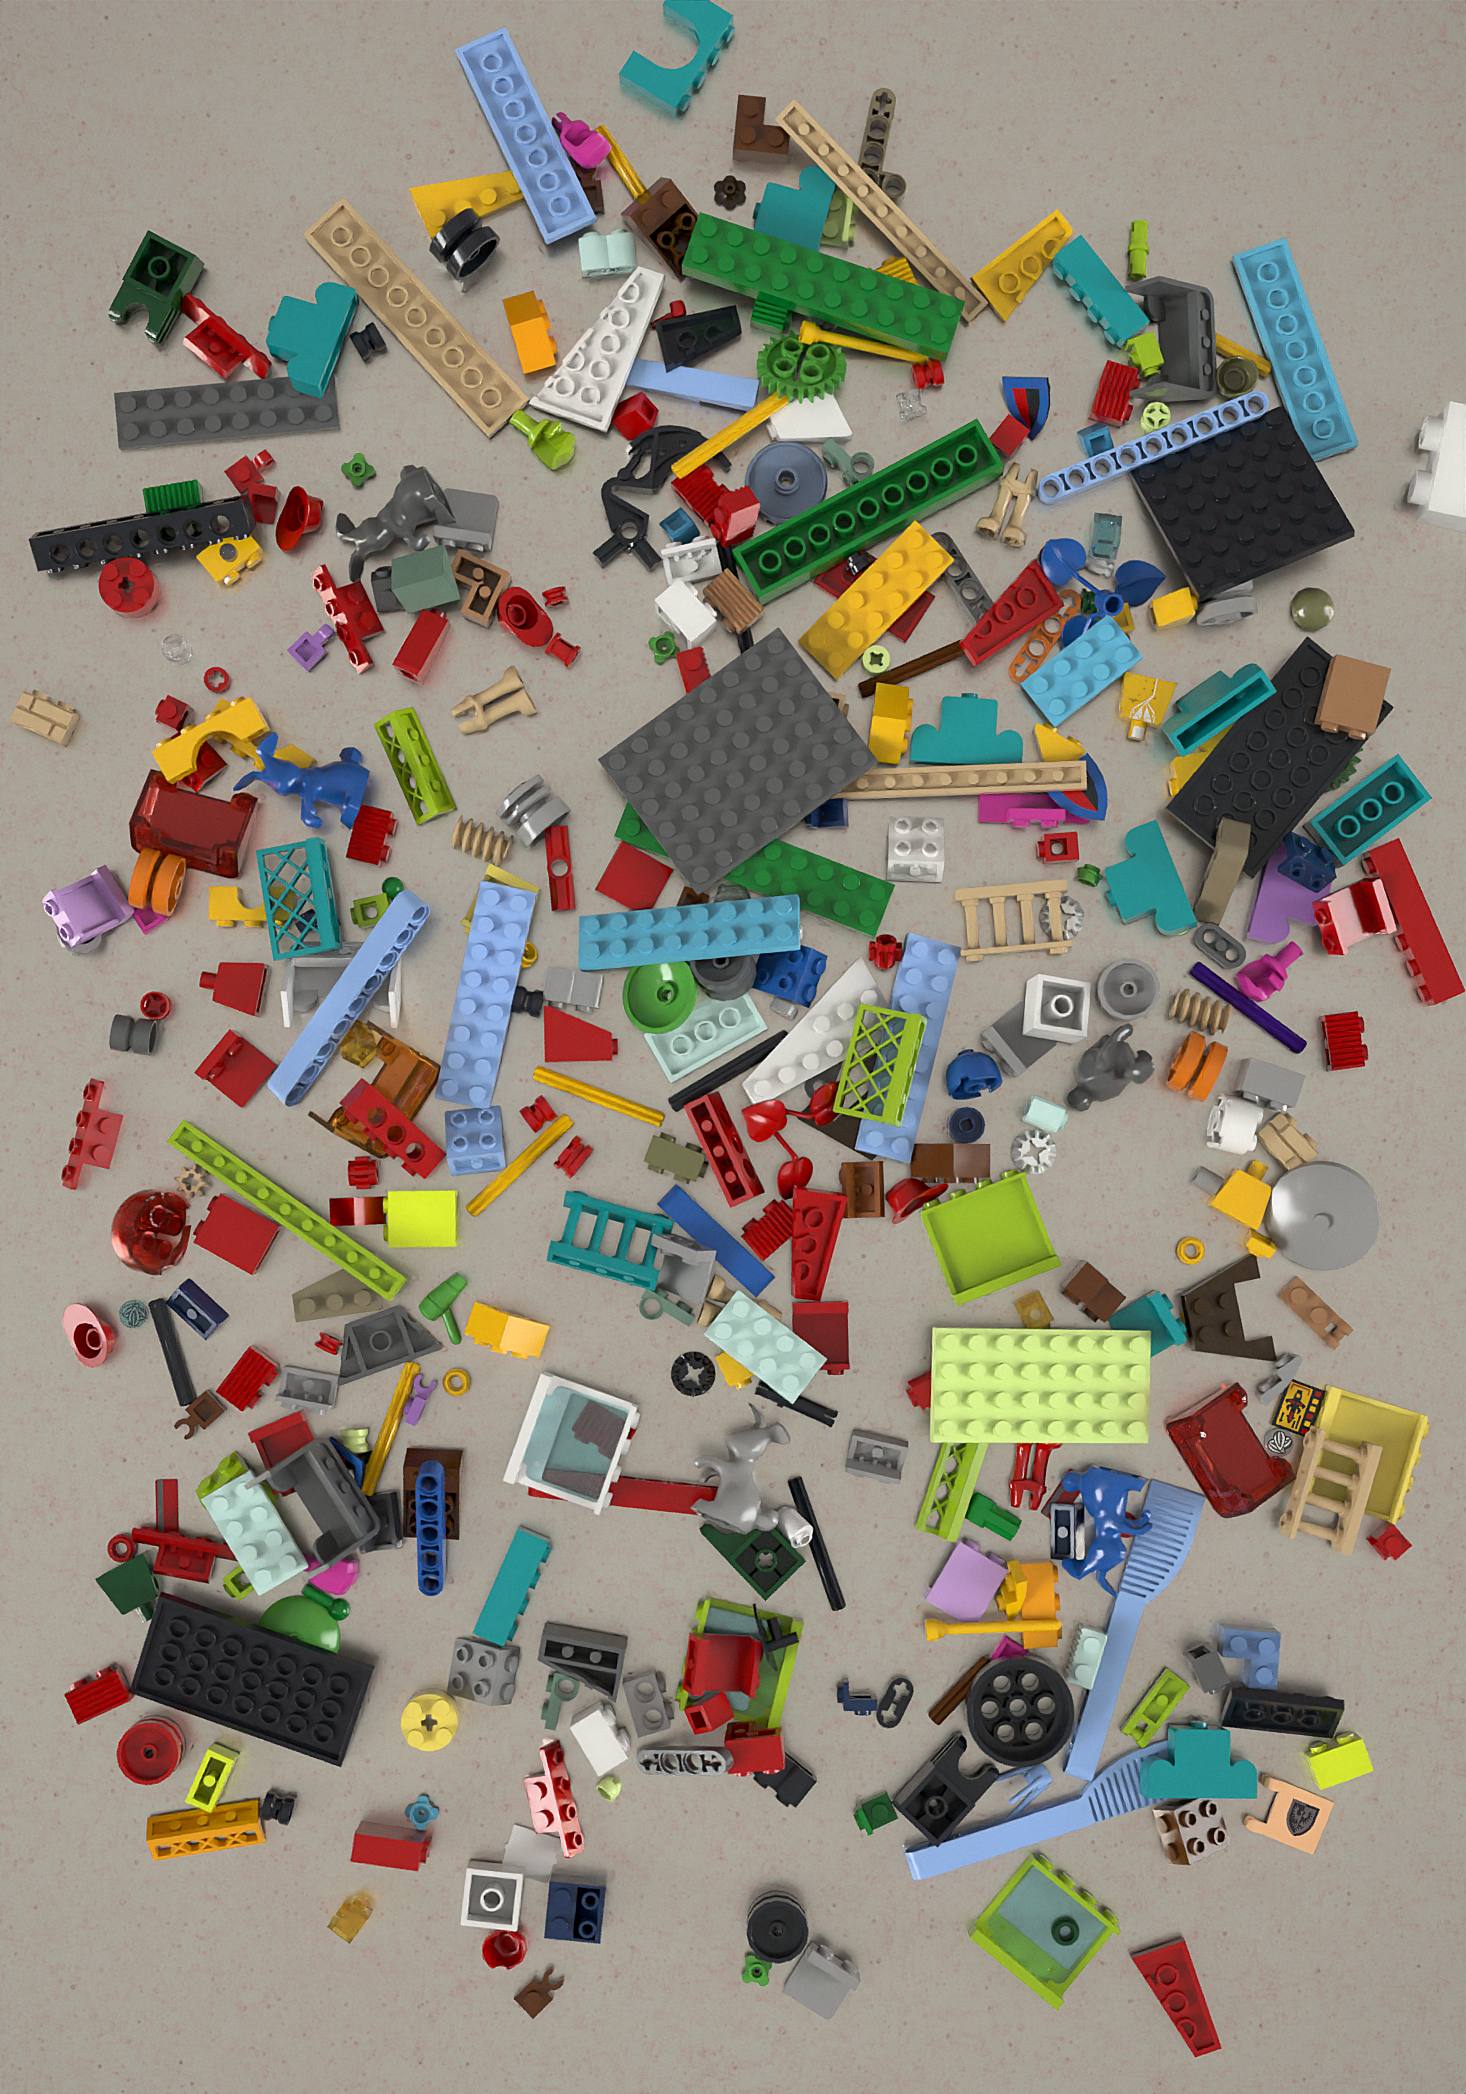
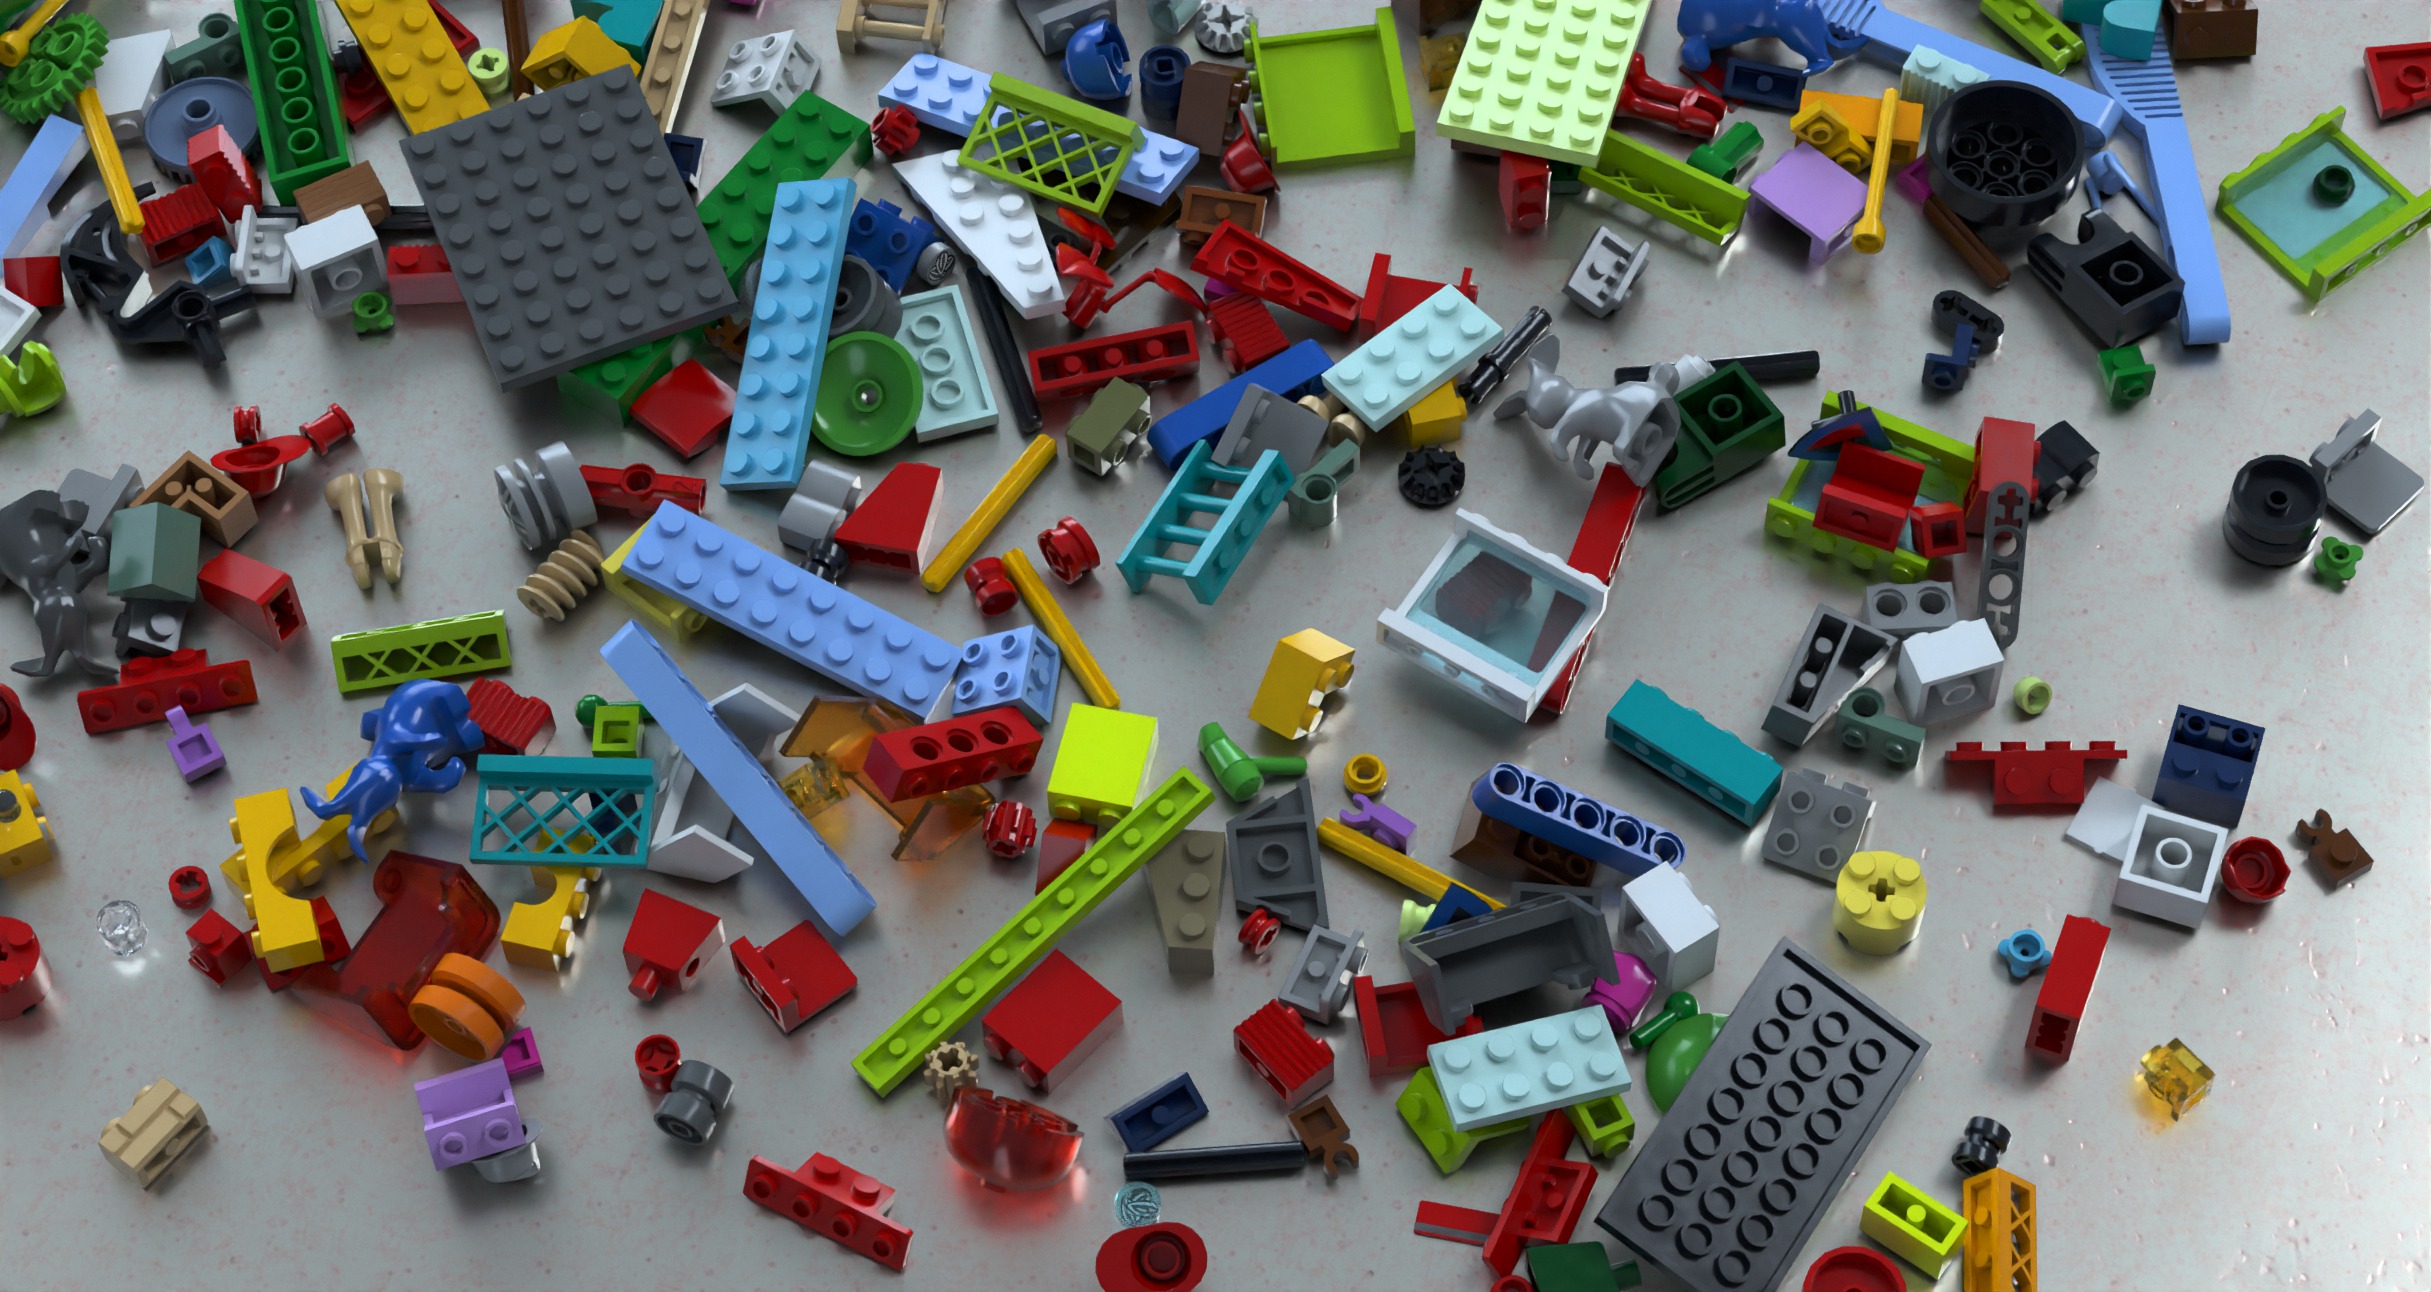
camera: 70 degrees left, 30 degrees down
(375, 1596) = (1669, 927): none -> white brick

